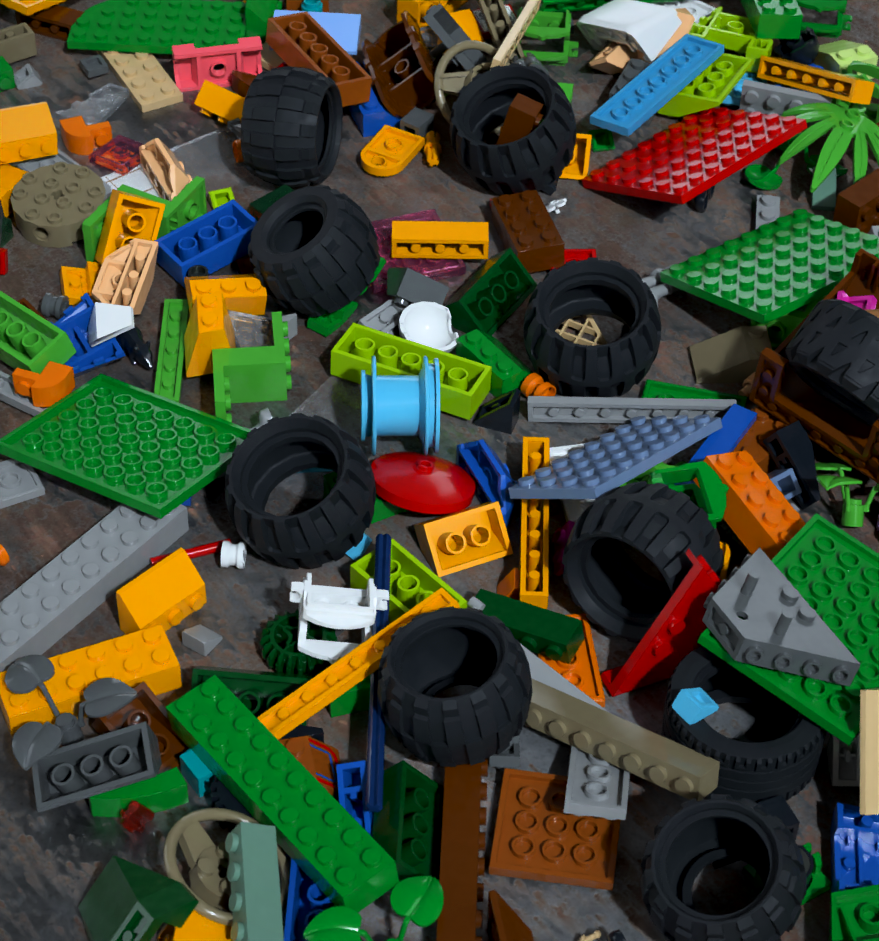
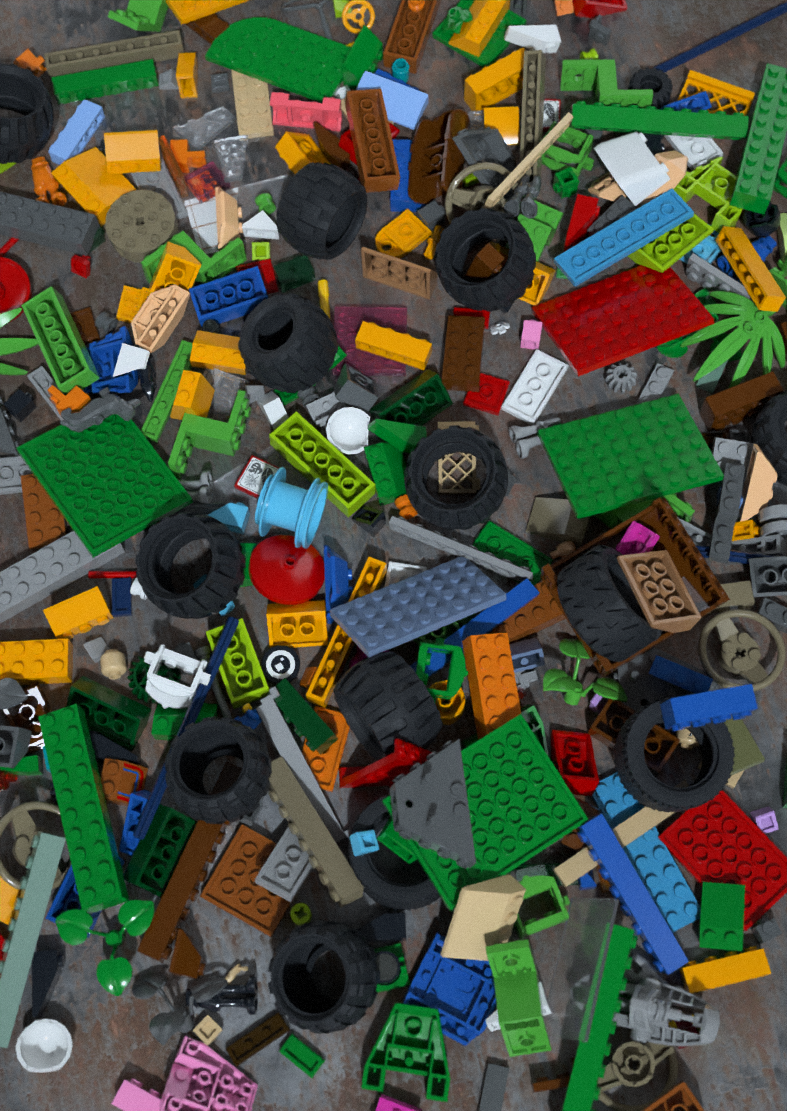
camera: 25 degrees right, 25 degrees up
(52, 65) = (187, 75): none -> light orange slope
(53, 508) = (42, 517): none -> dark orange plate
(77, 141) = (173, 166): none -> clear orange tile
(91, 381) = (98, 410): none -> dark grey animal
(141, 123) = (231, 156): none -> clear wing
(208, 154) = (265, 203): none -> bright green wheel
(212, 575) = (121, 597): none -> dark blue tile
(217, 174) = (260, 227): none -> white slope
(234, 643) = (113, 664): none -> tan head
(315, 339) = (272, 409): none -> white slope
(337, 406) = (254, 476): none -> tile
(343, 673) = (166, 726): light orange plate -> none
(353, 313) = (308, 396): none -> dark grey wheel
(408, 171) = (398, 273): none -> medium nougat slope
(465, 579) = (280, 663): none -> black tile
(492, 317) = (398, 434): none -> green slope
(560, 63) = (565, 183): none -> green brick
(596, 85) = (583, 216): none -> red slope
(596, 201) = (531, 334): none -> bright pink brick
(629, 242) = (534, 387): none -> white tile
(633, 852) = (301, 917): none -> lime wheel
(724, 215) = (614, 380): none -> light grey gear
(739, 691) = (395, 842): none -> green slope
(793, 449) = (550, 636): black slope -> none

